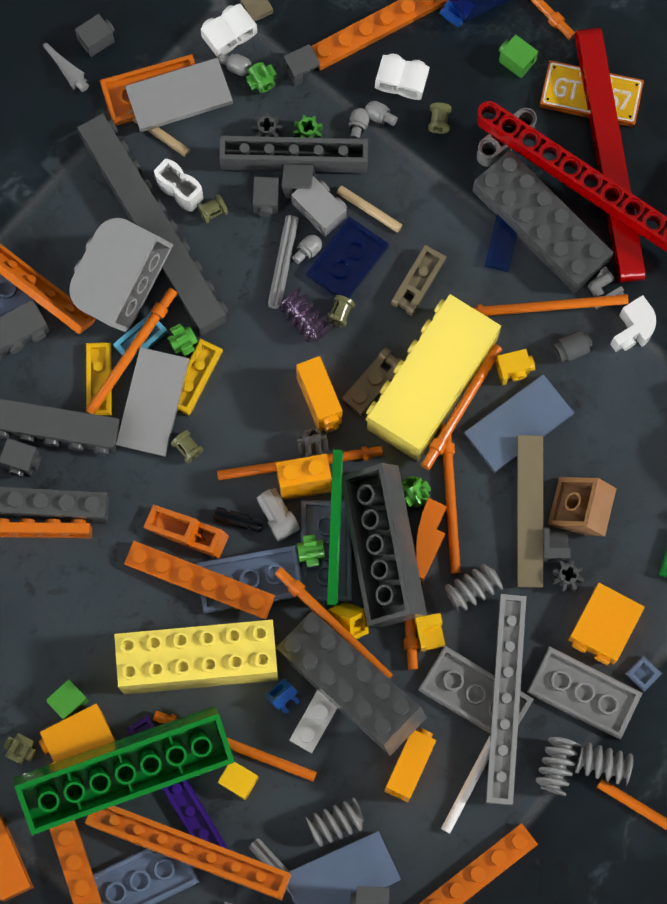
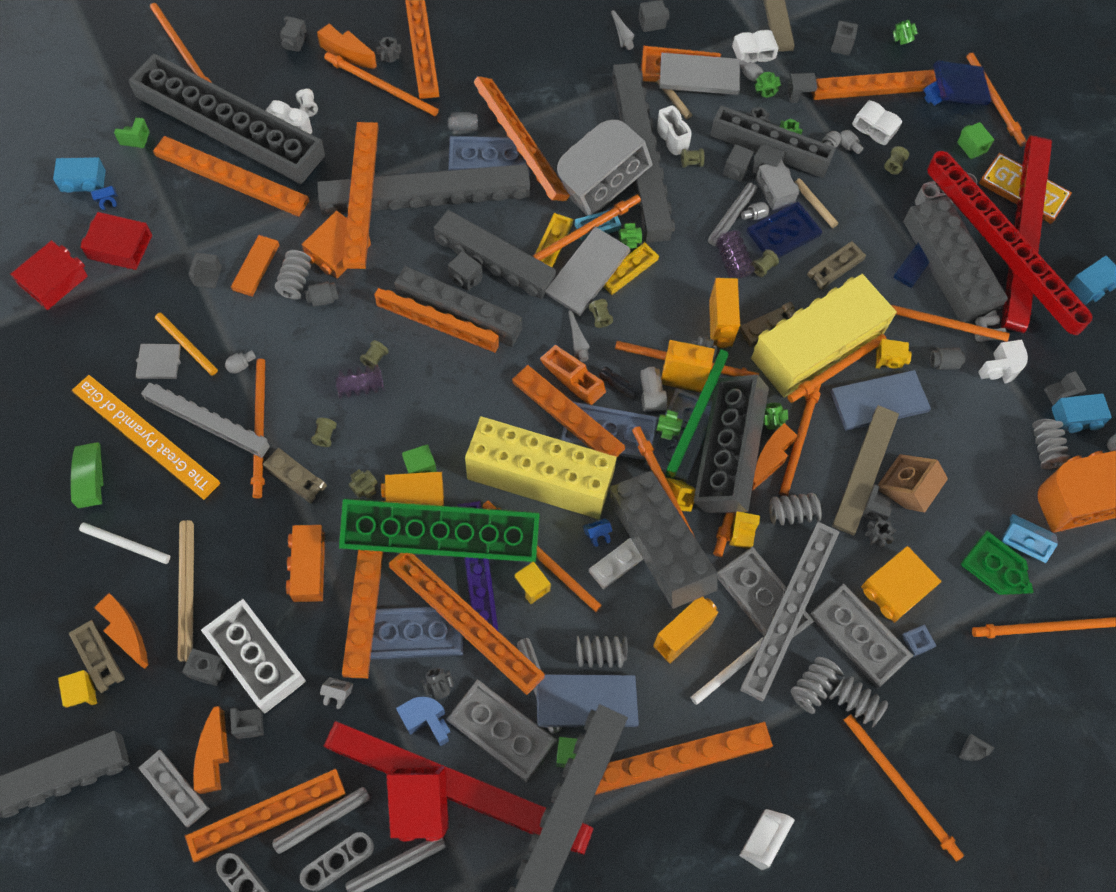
camera: 20 degrees right, 10 degrees down
(180, 493) = (579, 342): none -> light grey piece

